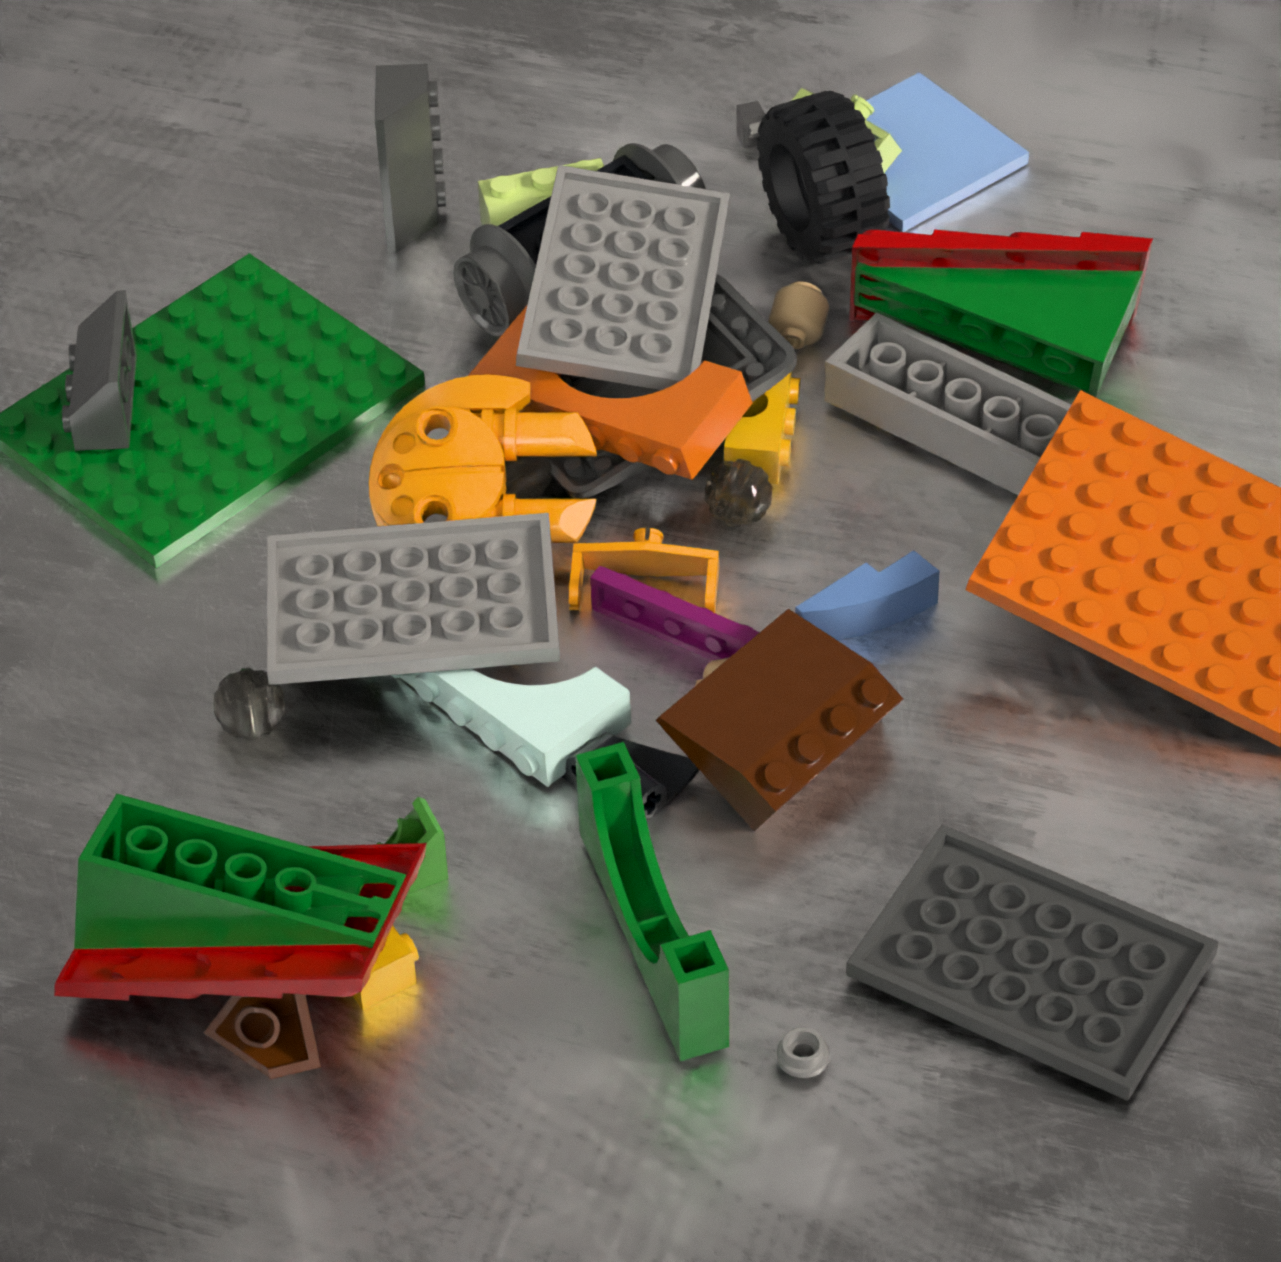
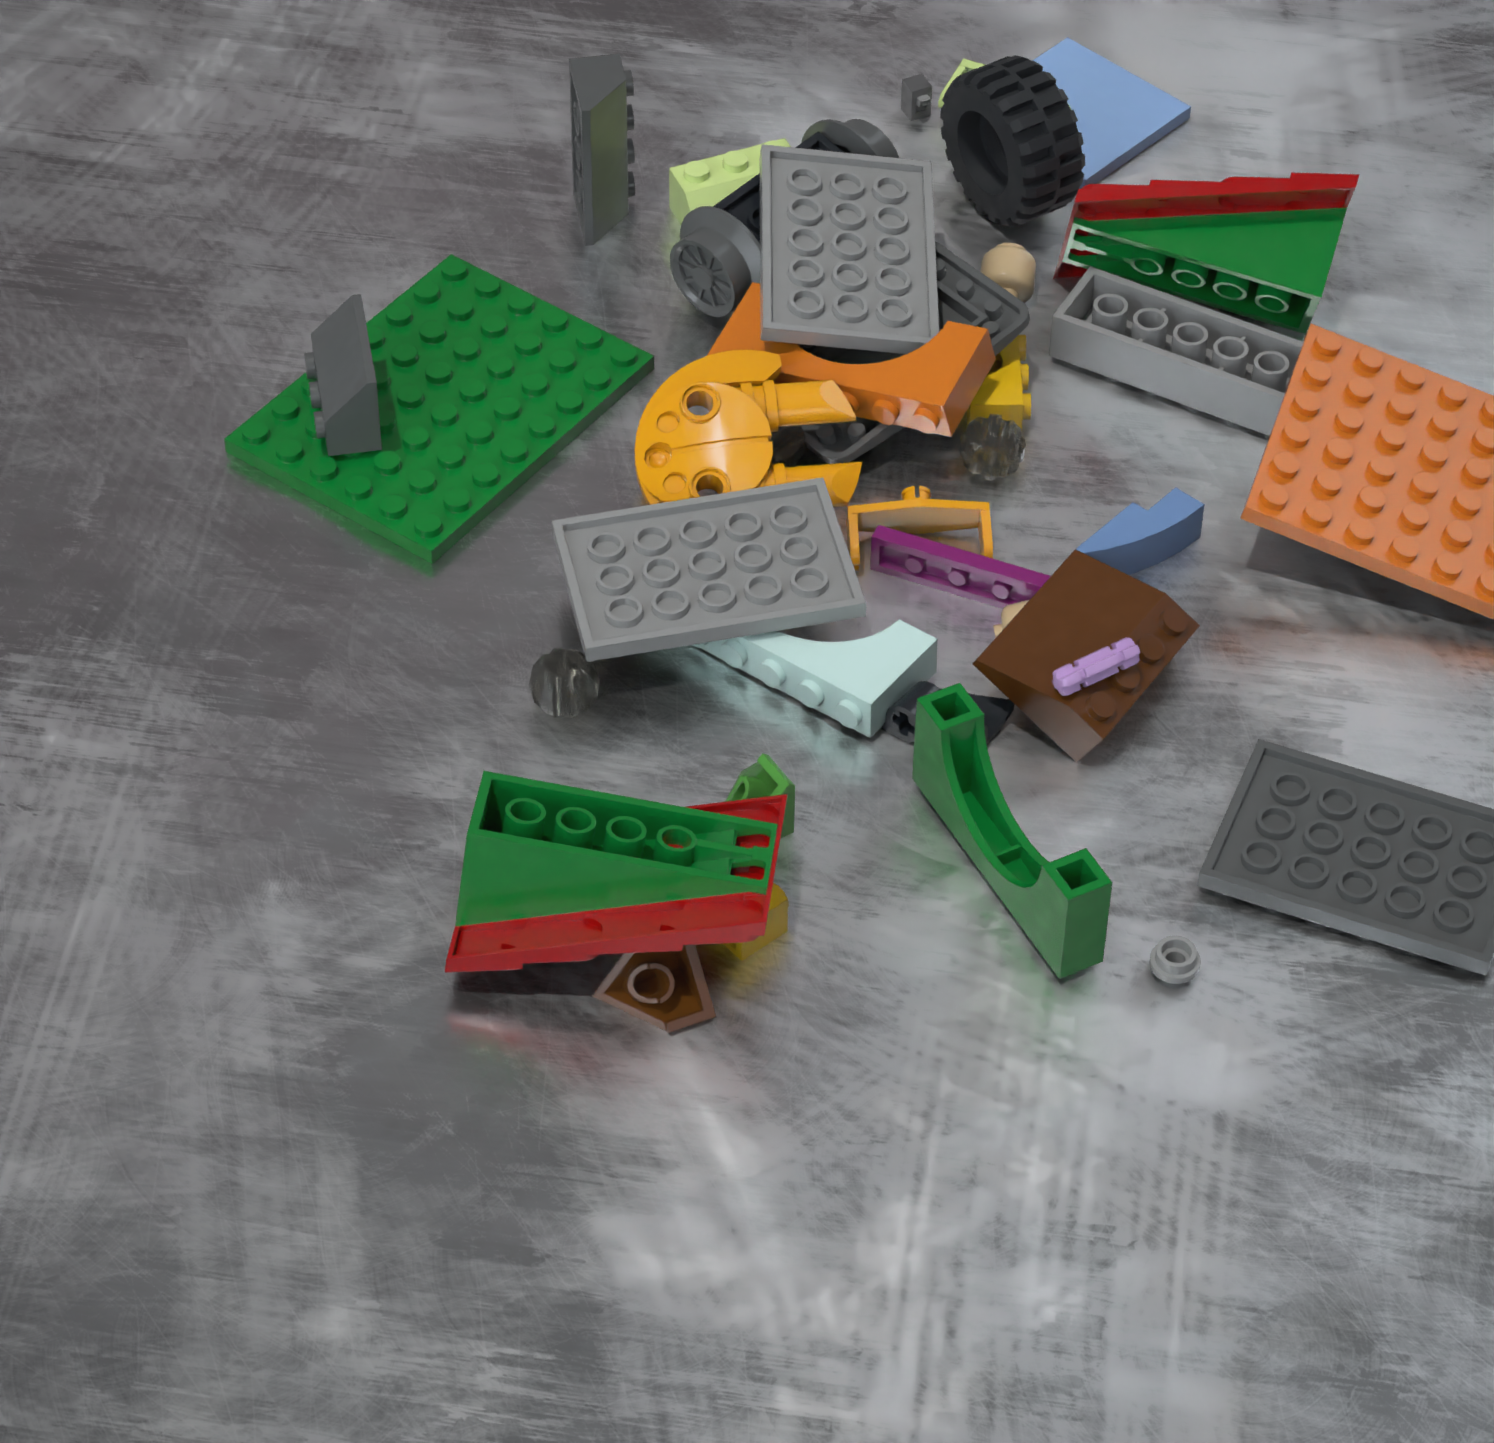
camera: 10 degrees left, 0 degrees up
(776, 735) = (1096, 666): none -> lavender axle

